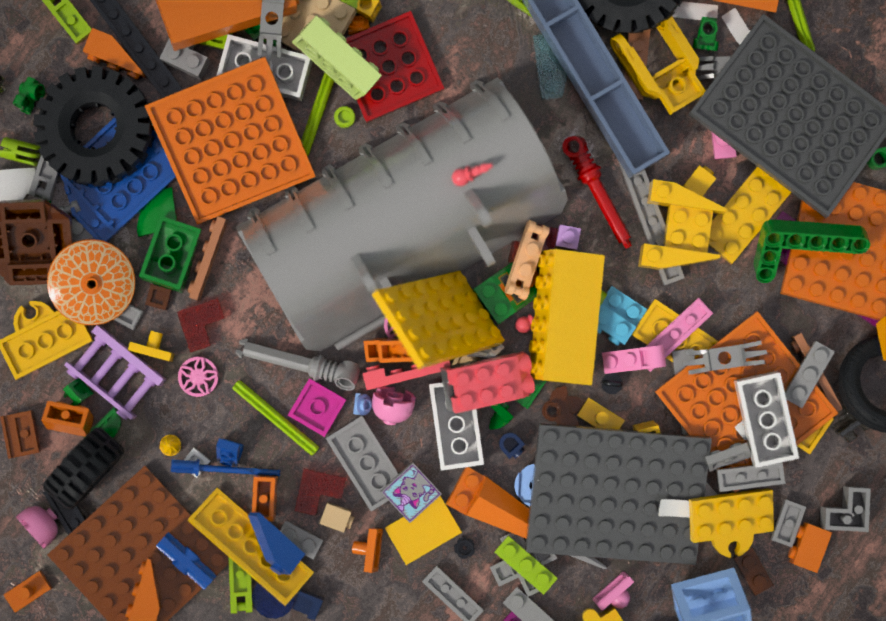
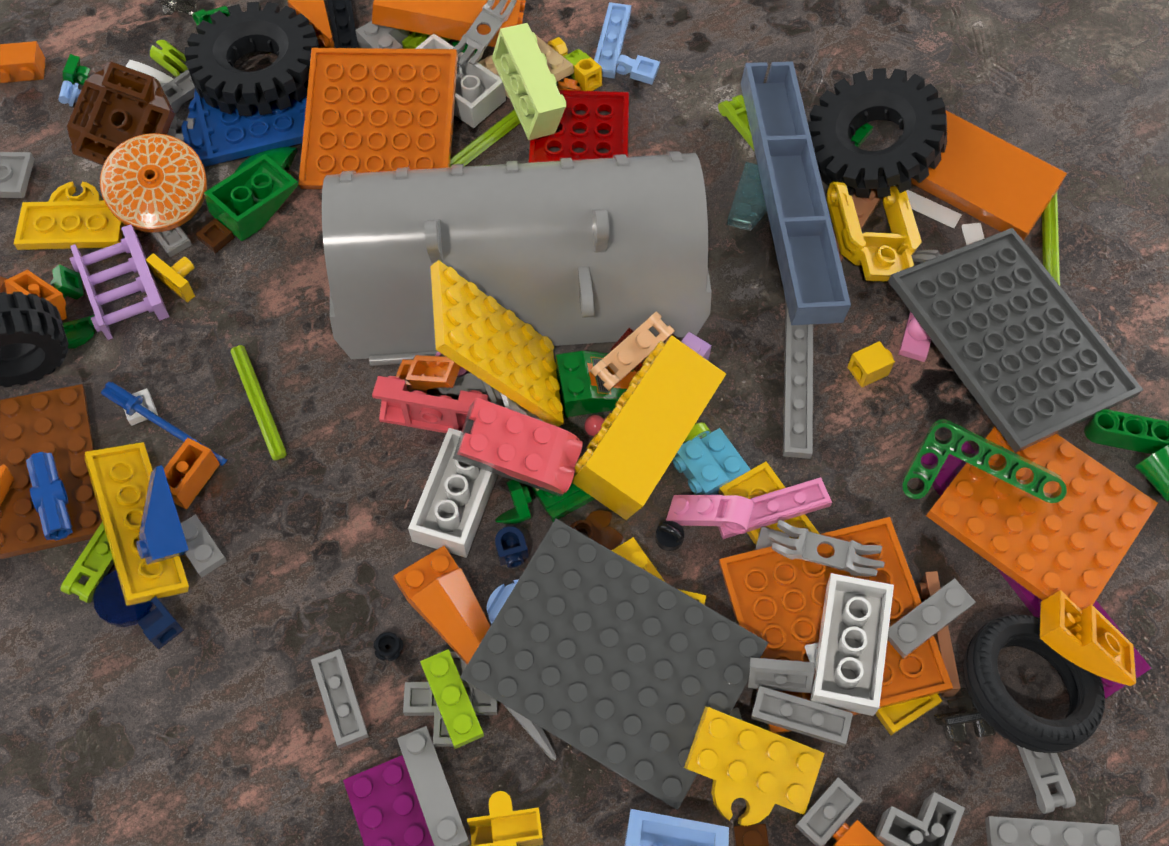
camera: 25 degrees right, 25 degrees down
(170, 445) = (126, 377): yellow plate -> none
(194, 321) = (237, 268): clear red plate -> none
(198, 376) = (203, 325): bright pink wheel -> none
(210, 251) = (285, 221): nougat plate -> none
(229, 452) = (179, 405): blue plate -> none
(316, 484) = (253, 490): clear red plate -> none
(317, 407) = (310, 409): dark pink plate -> none
(337, 517) = (255, 536): tan brick -> none
(344, 117) = (509, 153): lime tile -> none
(344, 374) = (334, 366): light grey piece -> none
(362, 404) = (362, 429): light blue plate -> none
(363, 460) = (328, 494): light grey plate -> none
(371, 549) = (273, 593): orange tile -> none
(392, 405) = (394, 441): bright pink cylinder -> none
(411, 492) = (359, 544): tile -> none
(425, 532) = (349, 602): yellow tile -> none
(462, 176) = (598, 189): coral bar -> none
(590, 175) = (747, 305): red piece -> none
(615, 593) = (551, 798): bright pink tile -> none
(673, 507) = (680, 709): white sticker -> none
(685, 229) = (836, 397): yellow wedge -> none
(707, 40) = (939, 230): green plate -> none
(746, 212) = (902, 424): yellow plate -> none

